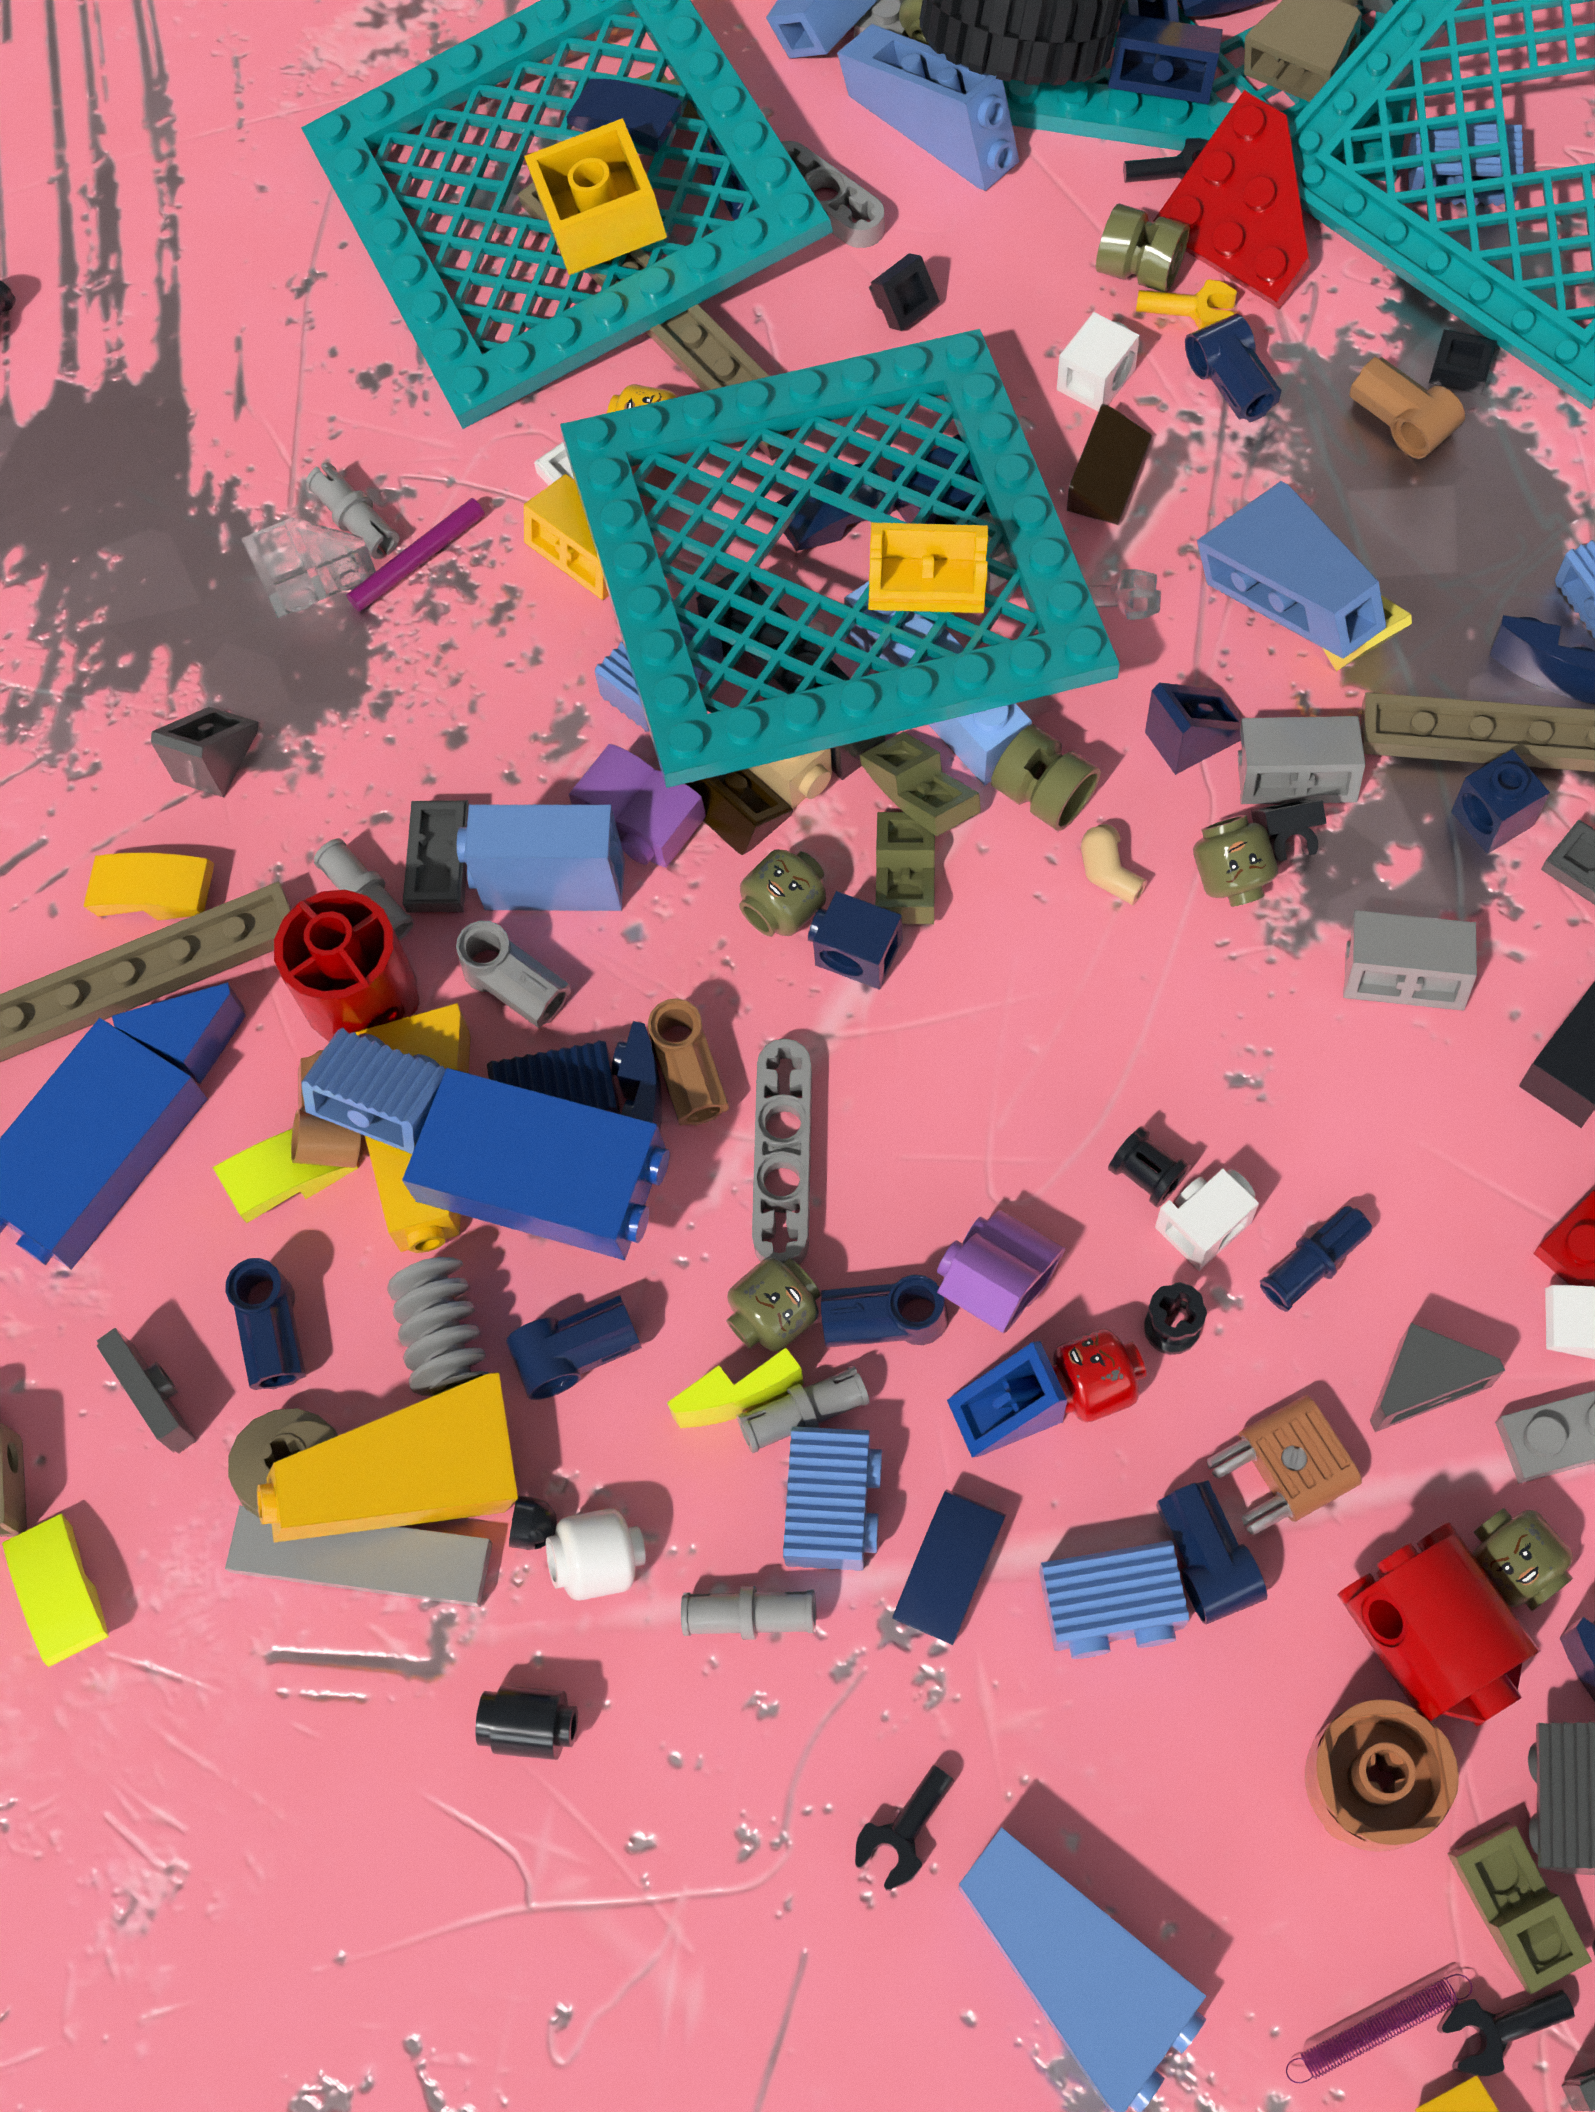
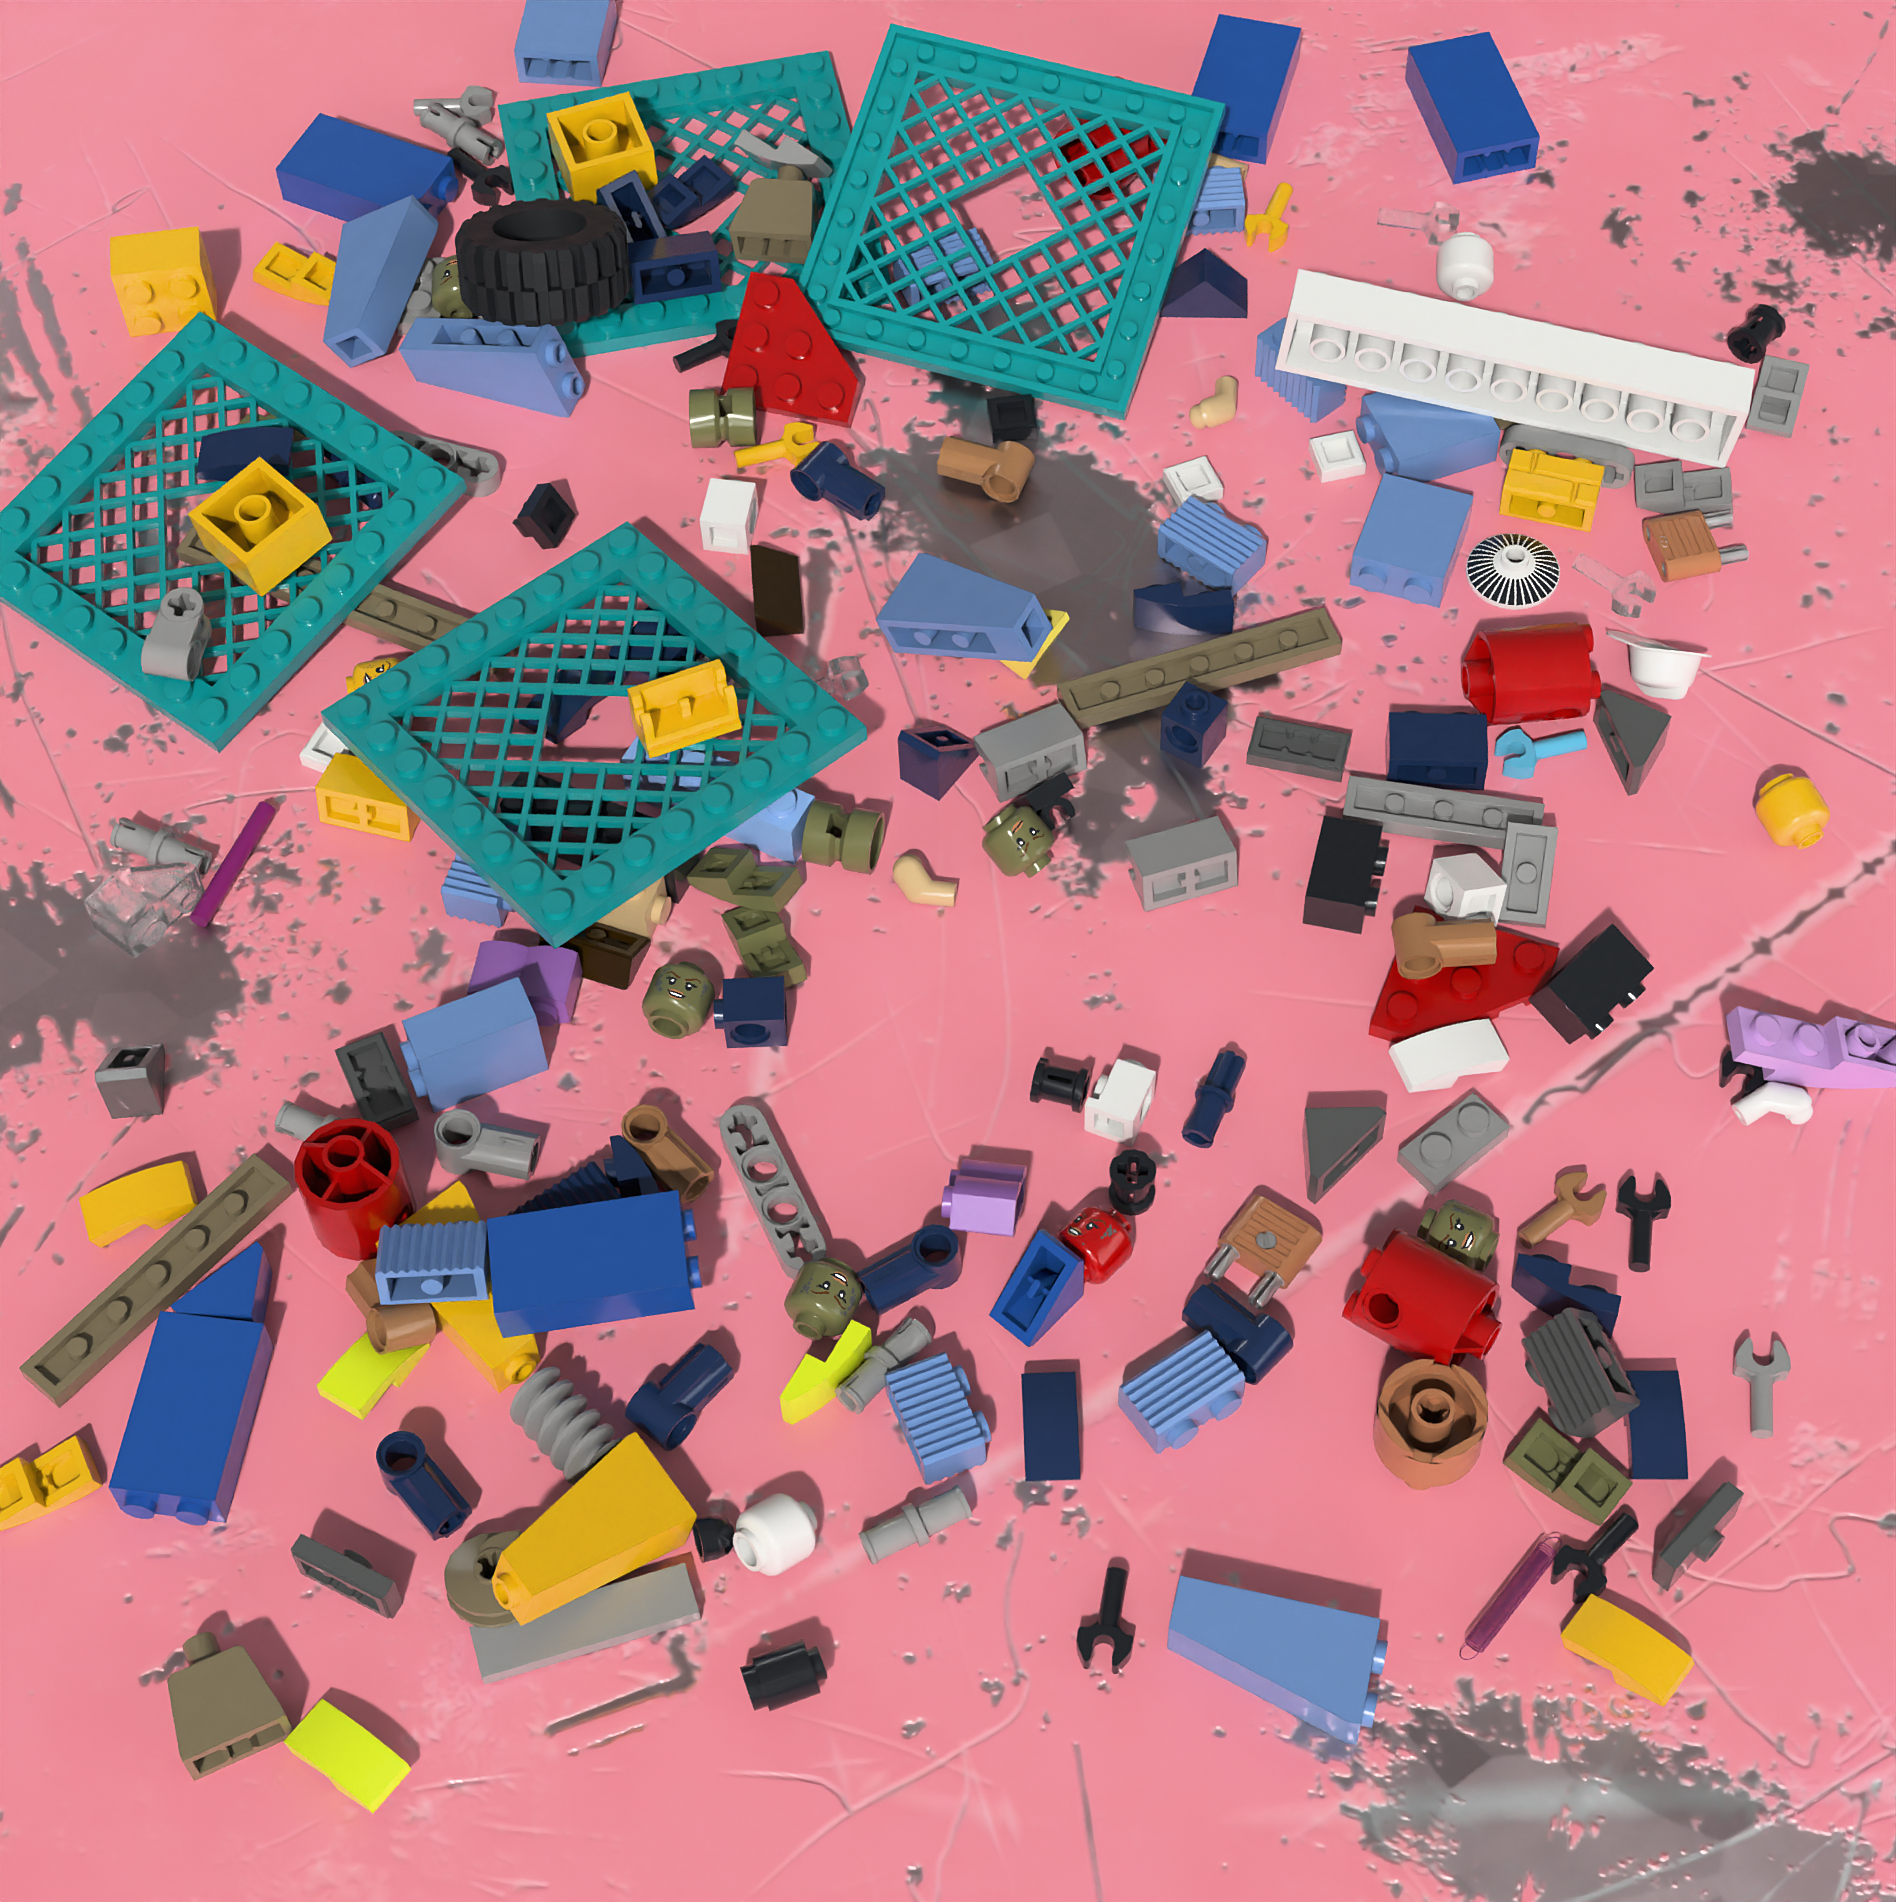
camera: 30 degrees left, 10 degrees down
(464, 293) = (177, 636): none -> light grey piece

